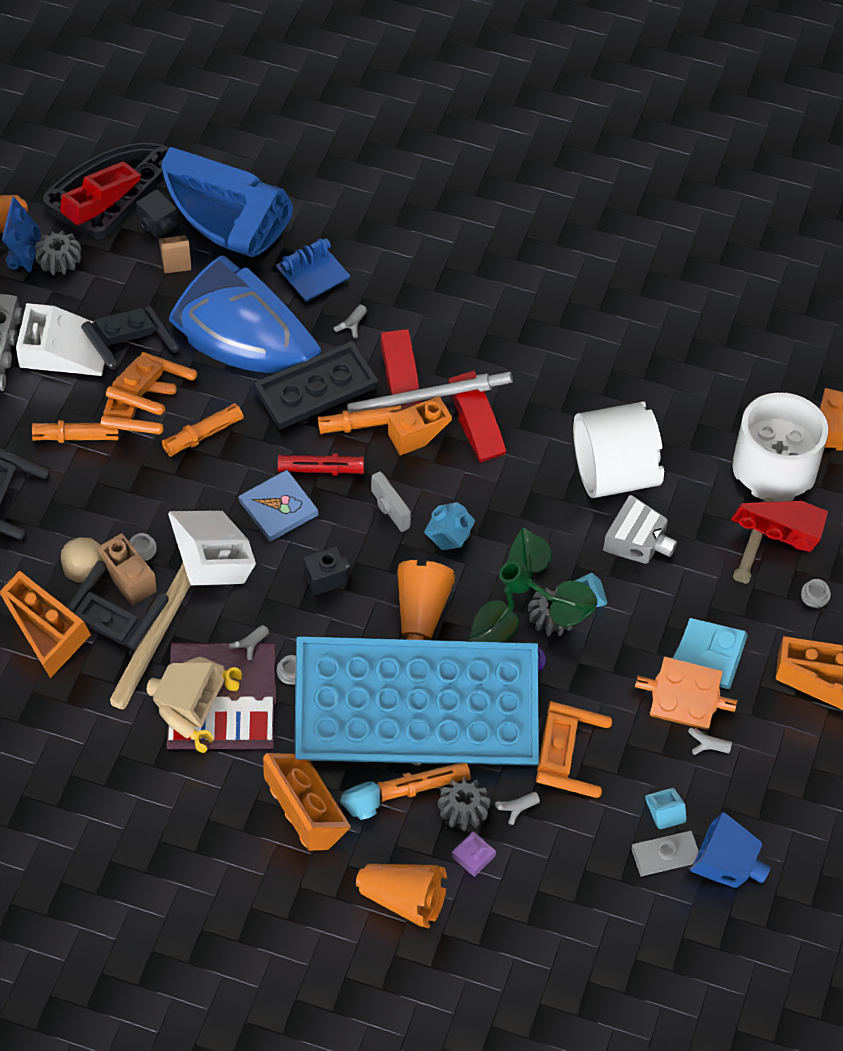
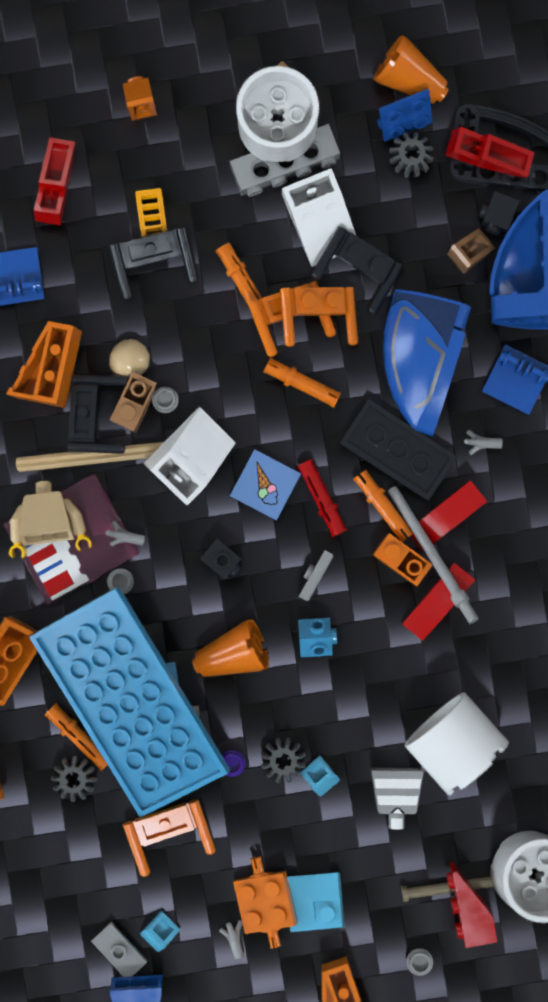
camera: 65 degrees right, 30 degrees up
(362, 800) = (35, 698): medium azure cone -> none
(473, 854) = (40, 805): medium lavender tile -> none
(518, 805) = (97, 817): light grey bar -> none
(528, 556) = (248, 716): dark green plant -> none

